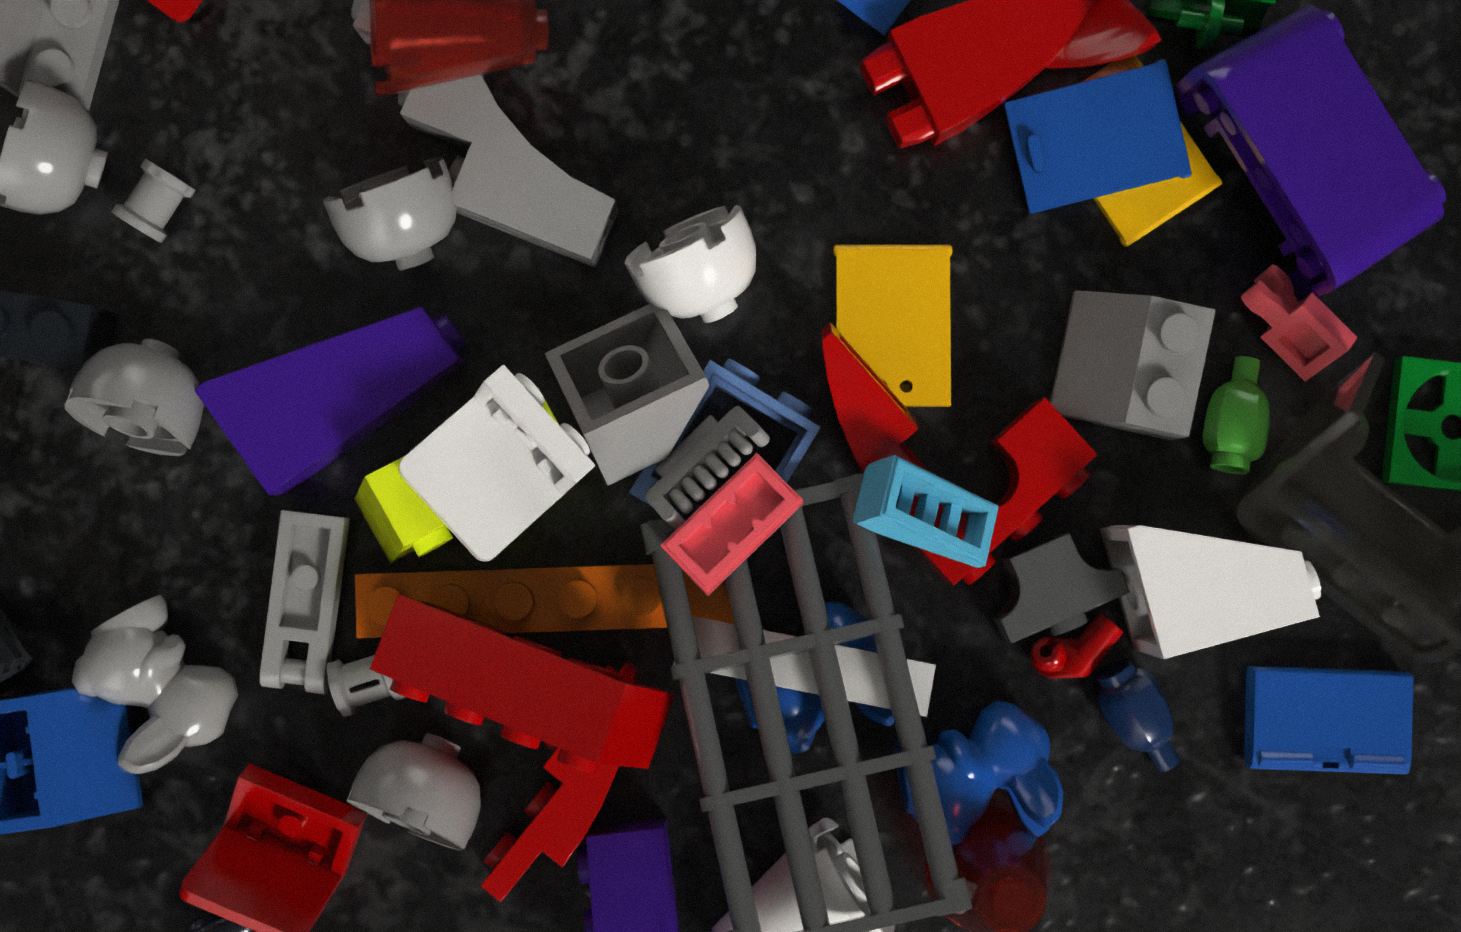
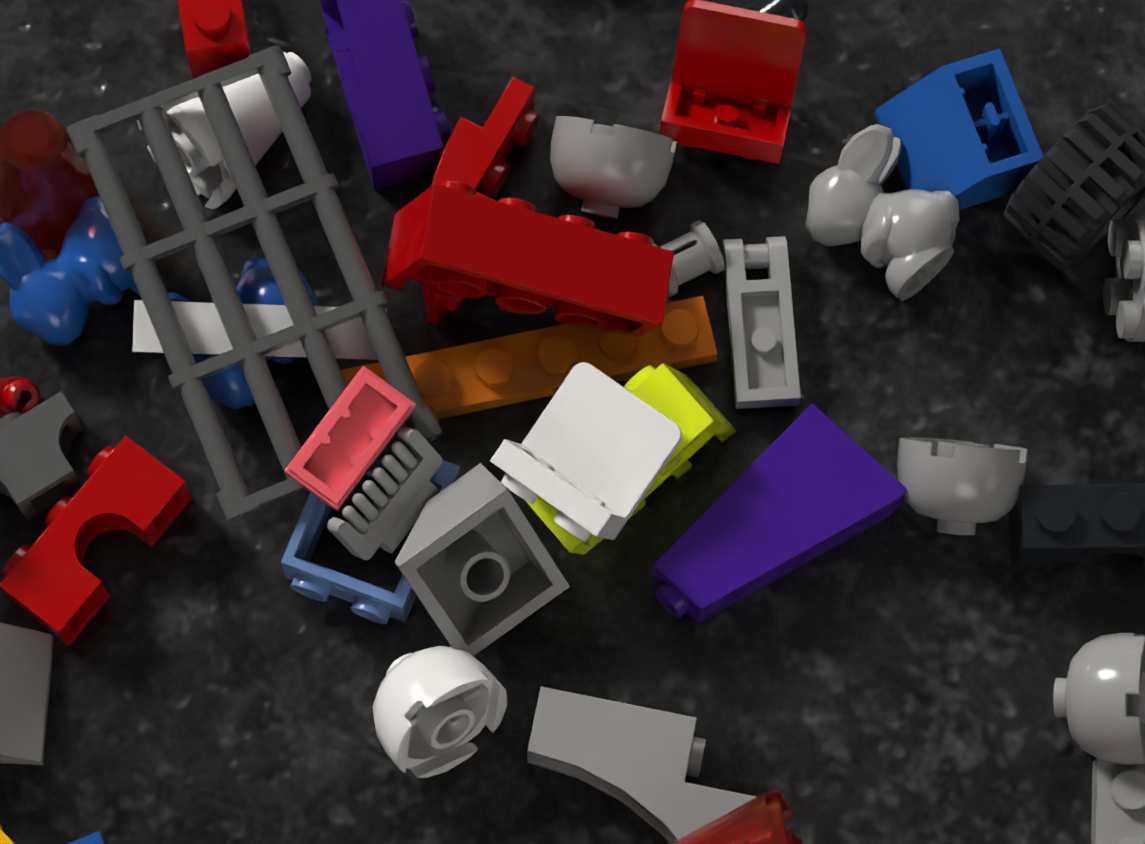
camera: 170 degrees right, 15 degrees down
(153, 201) = (998, 676): light grey bush -> none
(396, 214) = (750, 706): light grey cylinder -> none
(866, 407) = (224, 574): red slope -> none
(887, 501) = (202, 490): medium azure slope -> none
(898, 316) = (224, 693): yellow container -> none

